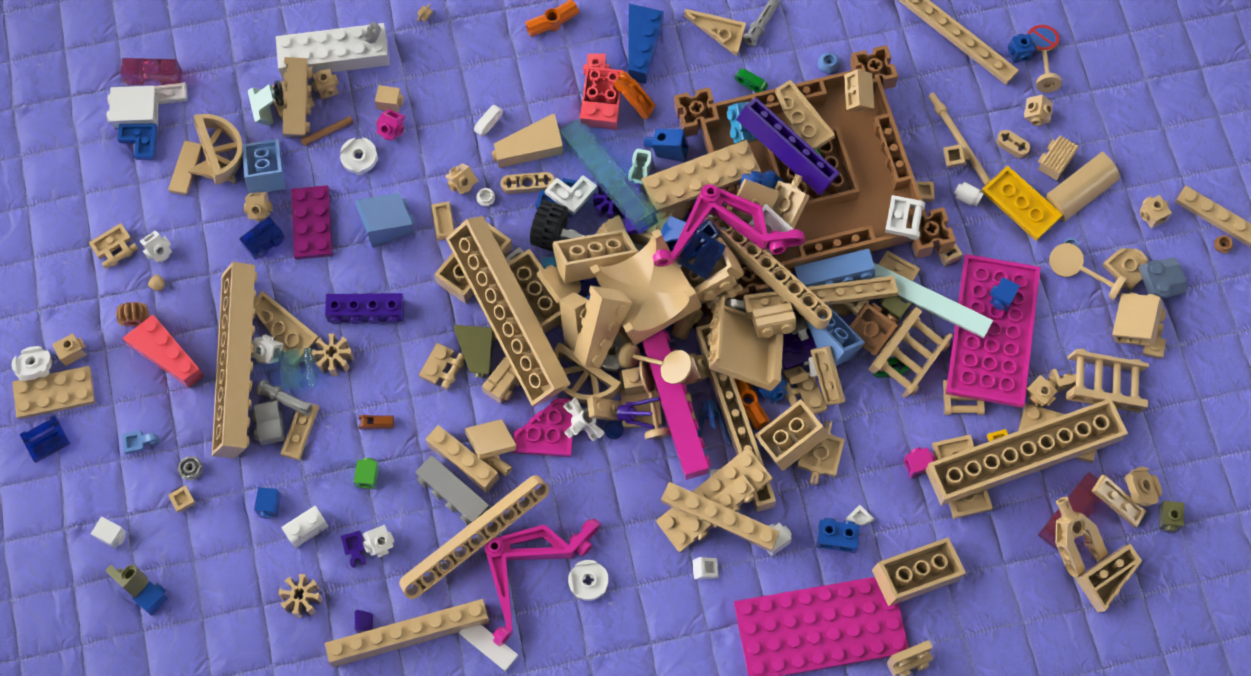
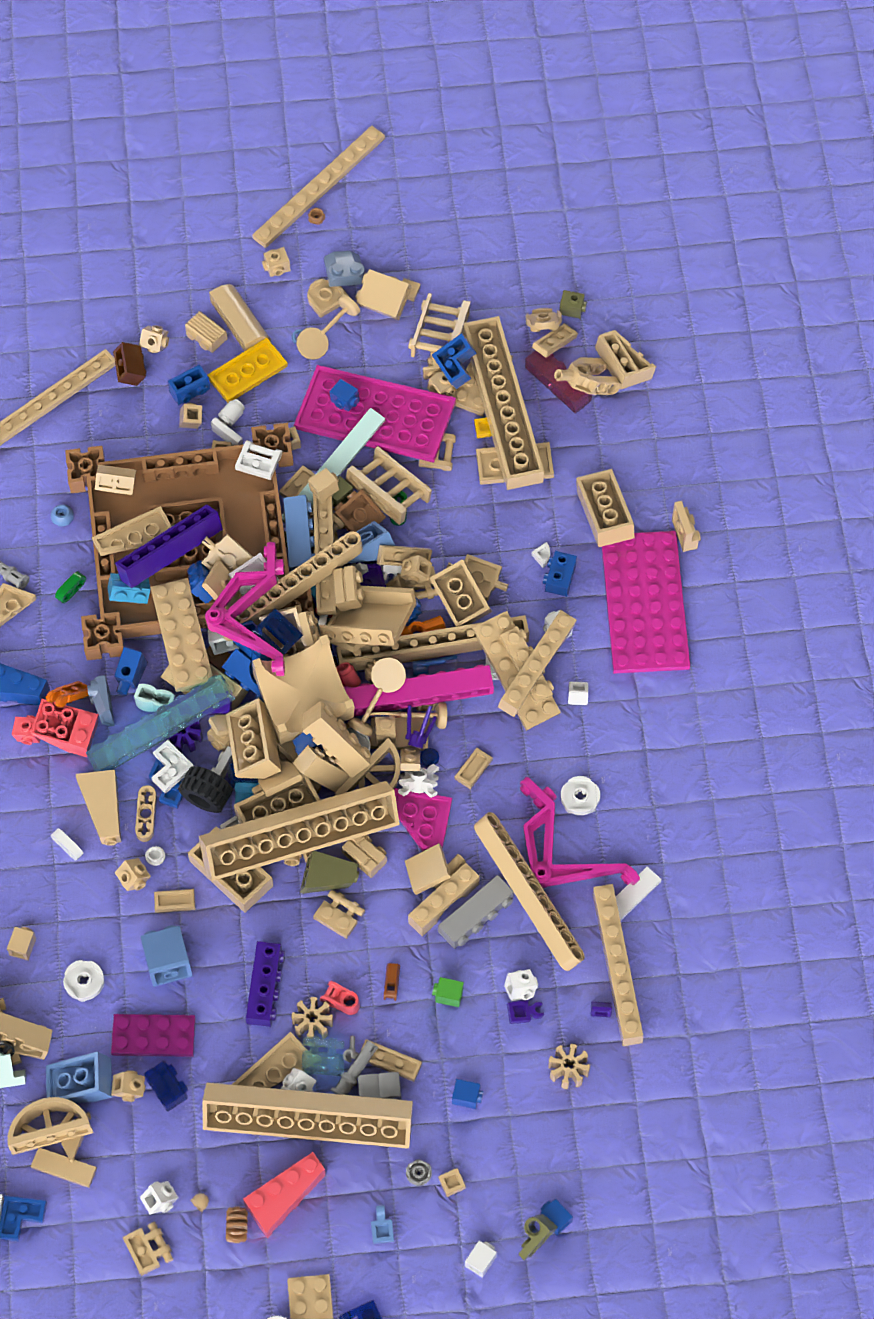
camera: 85 degrees left, 5 degrees down
(69, 349) = (269, 1302): tan brick -> none
(301, 394) = (350, 1053): none -> light grey hand
(305, 527) = (497, 1056): white brick -> none
(328, 130) = (45, 1012): medium nougat bar -> none
(356, 374) = (337, 996): none -> coral piece
(390, 124) = (55, 941): dark pink brick -> none
(608, 473) = (473, 768): none -> tan tile
(632, 125) = (100, 696): none -> sand blue slope
(685, 338) = (348, 675): none -> coral brick
(812, 387) = (416, 570): none -> tan brick
(889, 283) = (323, 484): none -> tan brick
(918, 460) = (497, 495): dark pink brick -> none
(941, 110) = (135, 423): tan bar -> none
(944, 192) = (225, 432): none -> white tile
(990, 149) = (189, 385): none -> blue brick
(1004, 93) = (129, 363): none -> reddish brown brick
(1013, 143) = (180, 365): tan beam -> none
(1021, 48) = (82, 342): blue brick -> none
(1046, 40) = (75, 323): piece -> none
(1059, 389) = (452, 357): none -> blue brick

